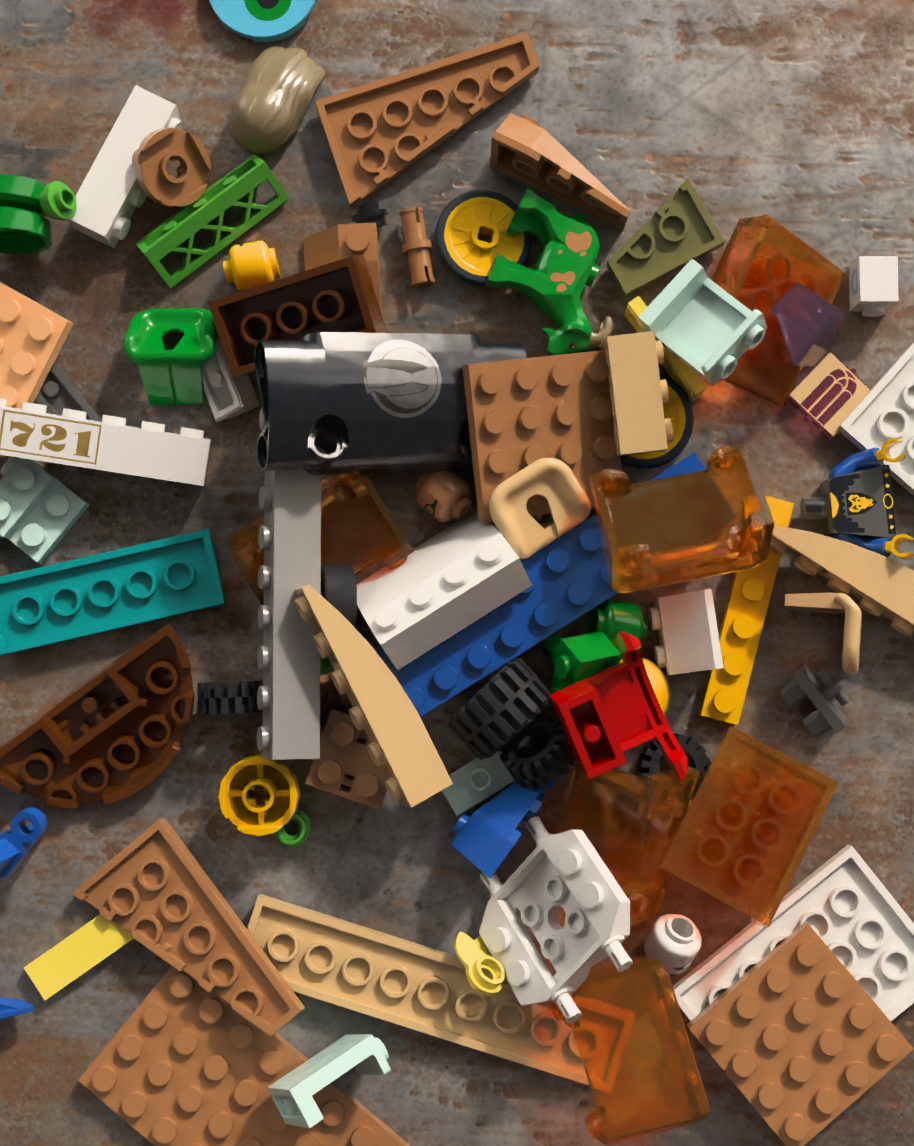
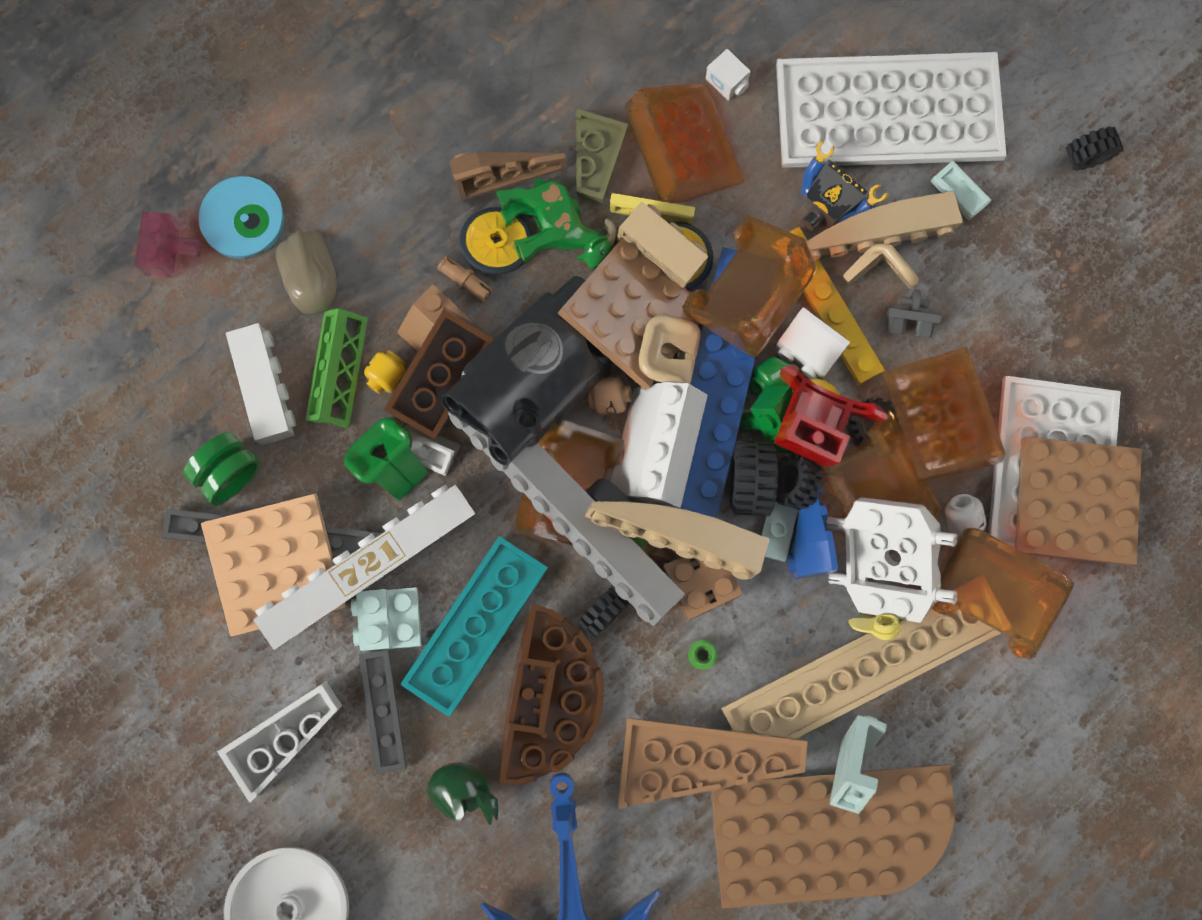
camera: 40 degrees left, 5 degrees down
(58, 201) = (245, 433): bright green plate -> none
(76, 955) = (653, 840): light yellow tile -> none
(151, 164) = (277, 366): medium nougat plate -> none
(259, 795) = (670, 649): yellow cylinder -> none
(370, 214) = (422, 284): black plate -> none
(401, 118) = (389, 218): medium nougat wing -> none
(703, 324) = (663, 174): light aqua panel -> none
(808, 325) = (715, 125): clear purple slope -> none
(828, 394) = (760, 153): piece -> none

